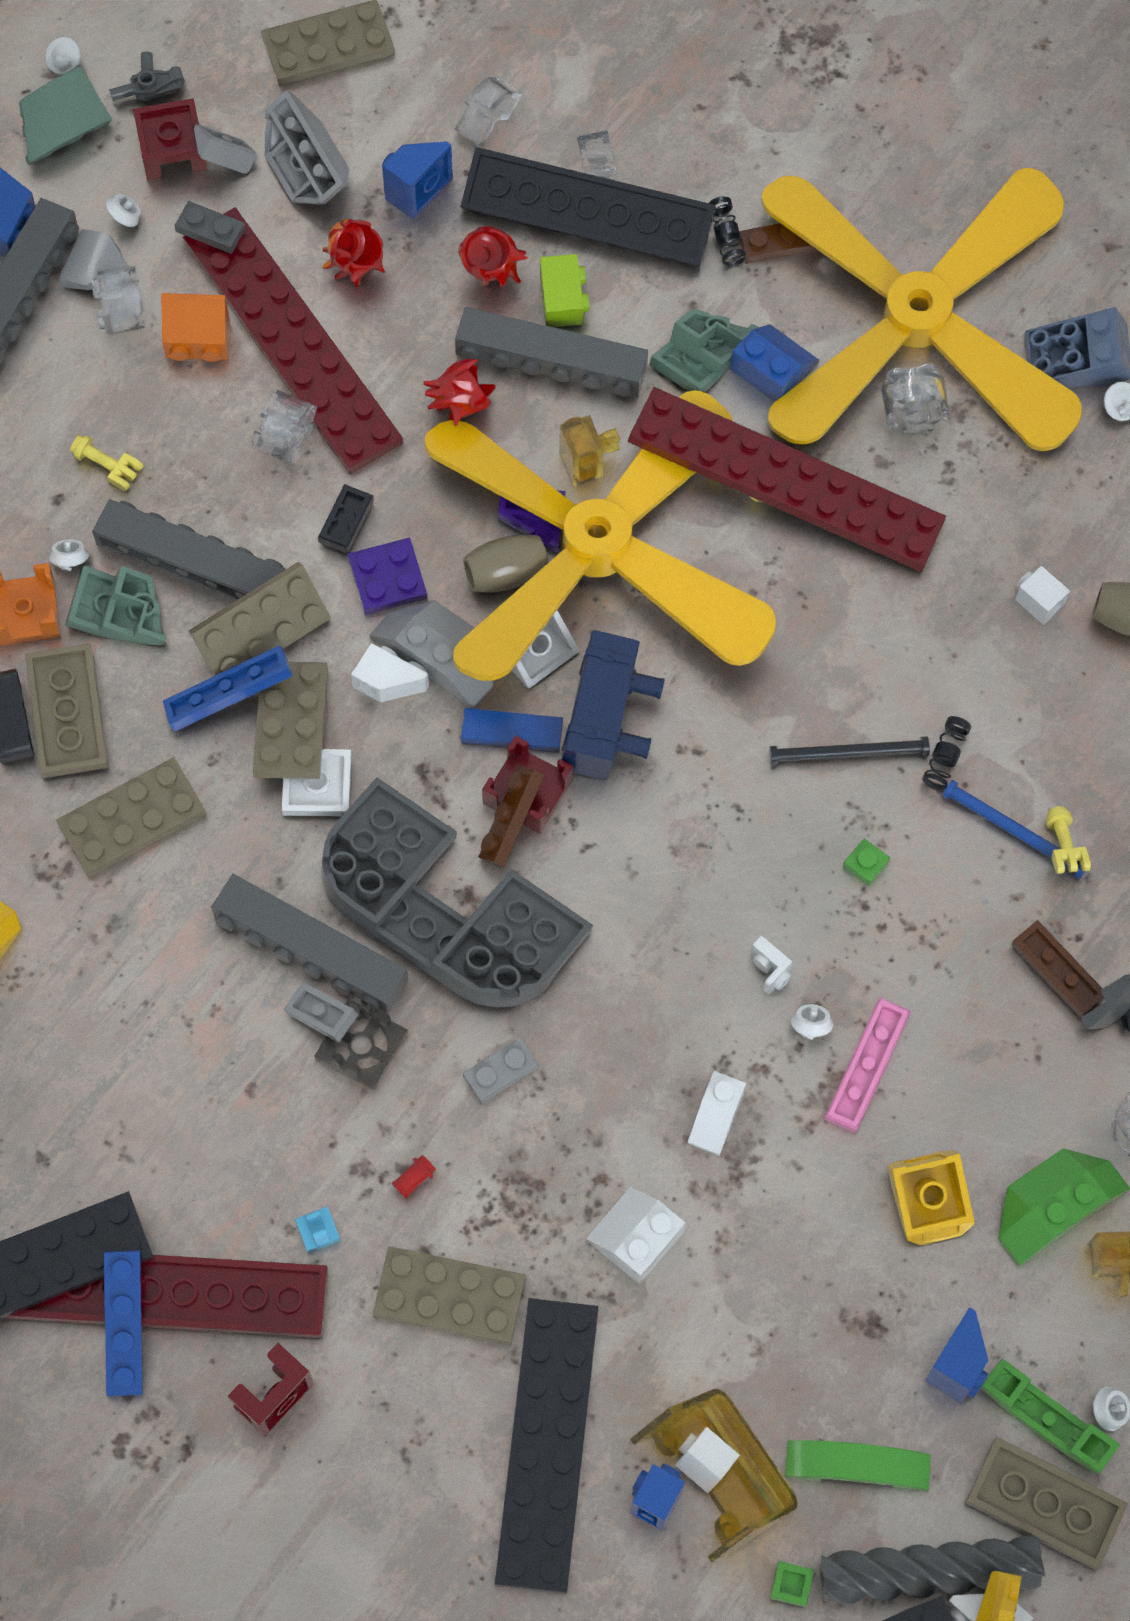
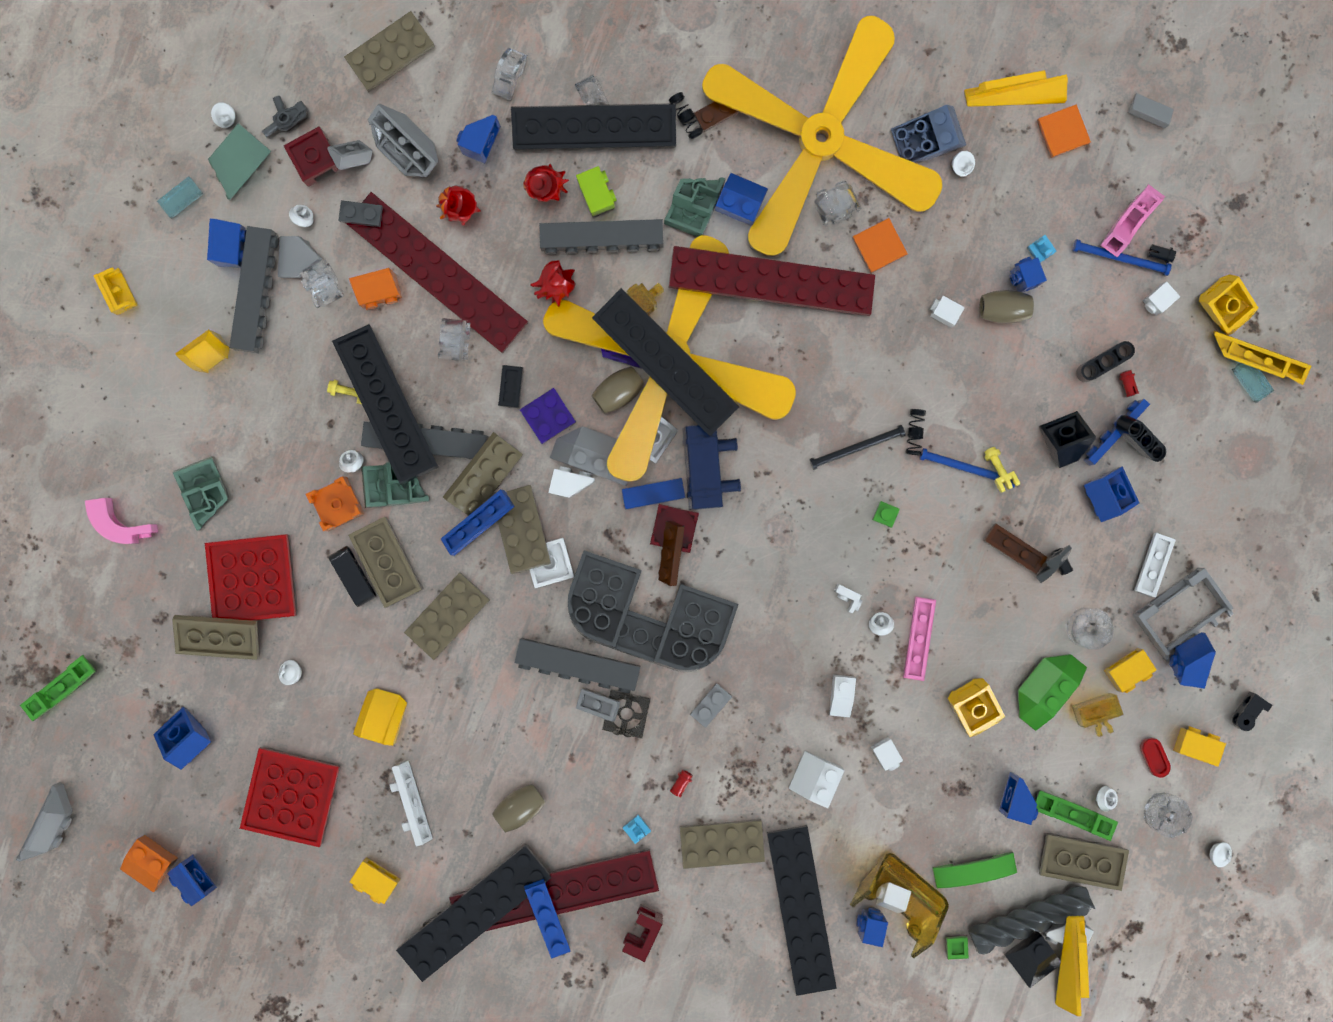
camera: 15 degrees left, 20 degrees up
(139, 1133) = (518, 808): none -> dark tan piece
(150, 484) = (385, 404): none -> black plate
(591, 529) = (665, 362): none -> black plate
(763, 1227) = (887, 754): none -> white brick
(964, 480) = (879, 245): none -> orange tile

